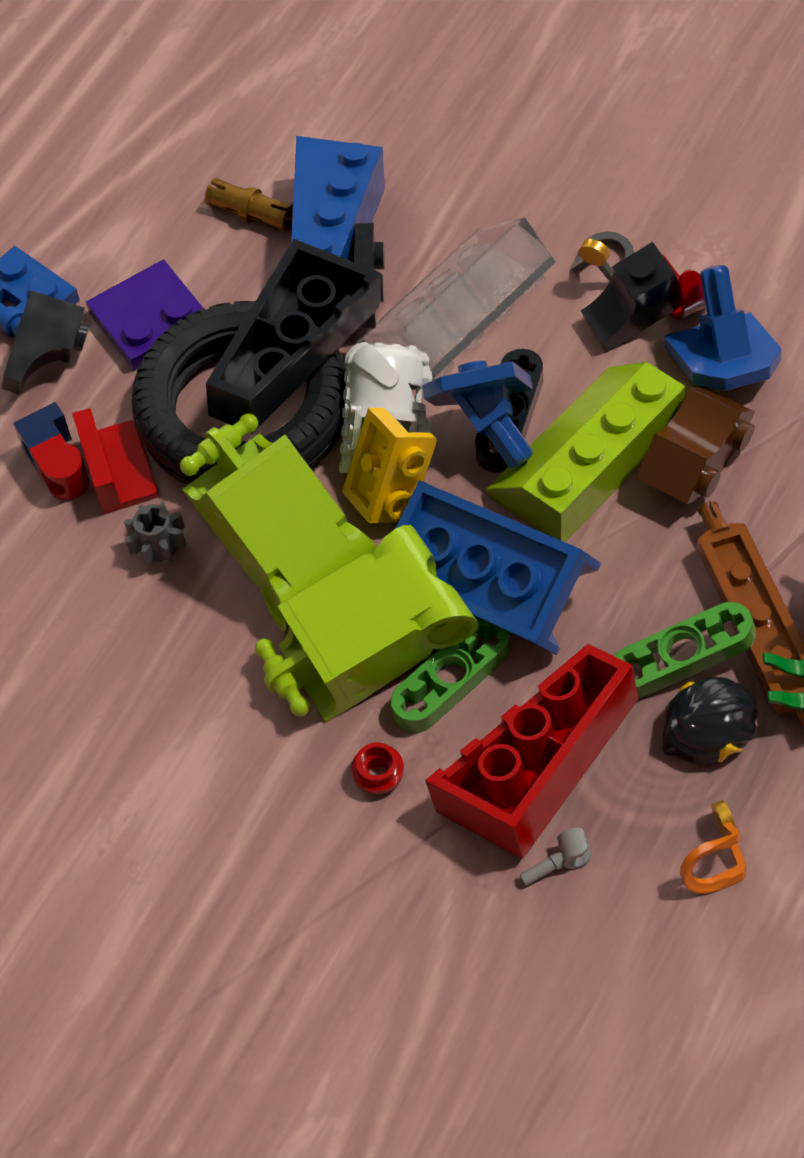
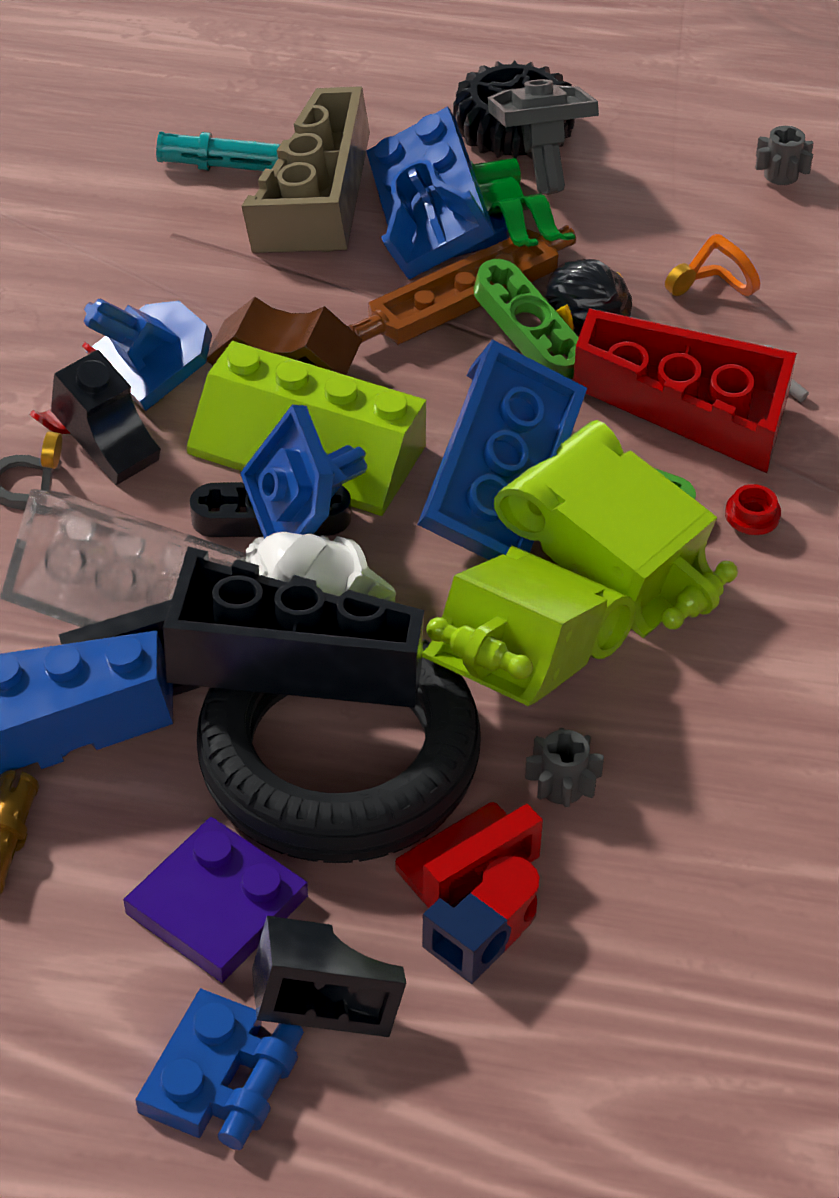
camera: 115 degrees left, 10 degrees down
(386, 467) = (412, 552): yellow bracket -> none

